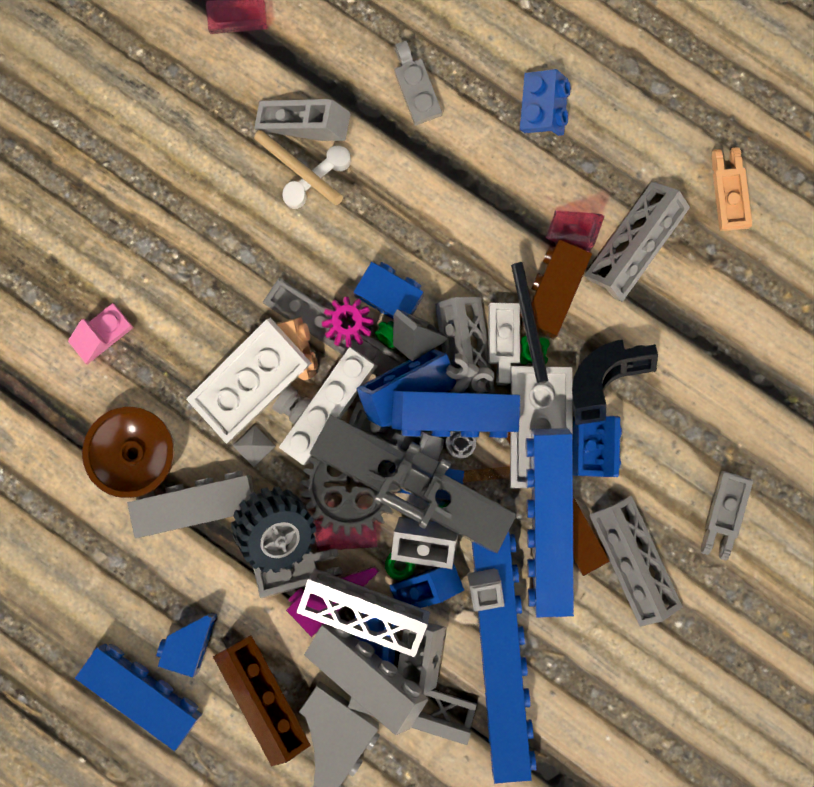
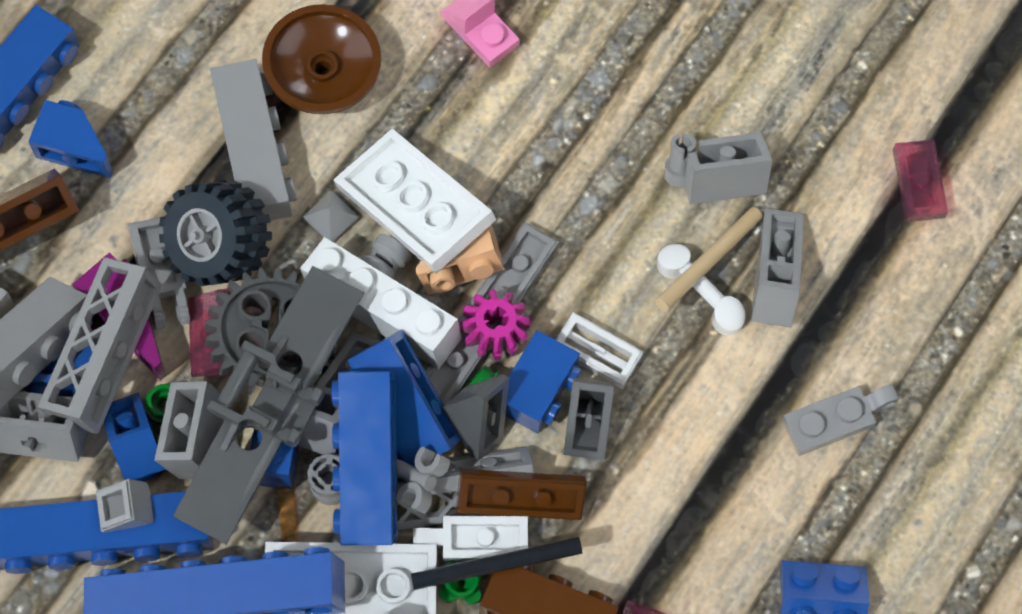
camera: 80 degrees right, 15 degrees down
(225, 156) = (721, 169): none -> light grey hinge
(349, 273) = (607, 338): none -> white tile
(418, 258) = (588, 418): none -> dark grey slope
(474, 307) = (520, 494): none -> reddish brown tile

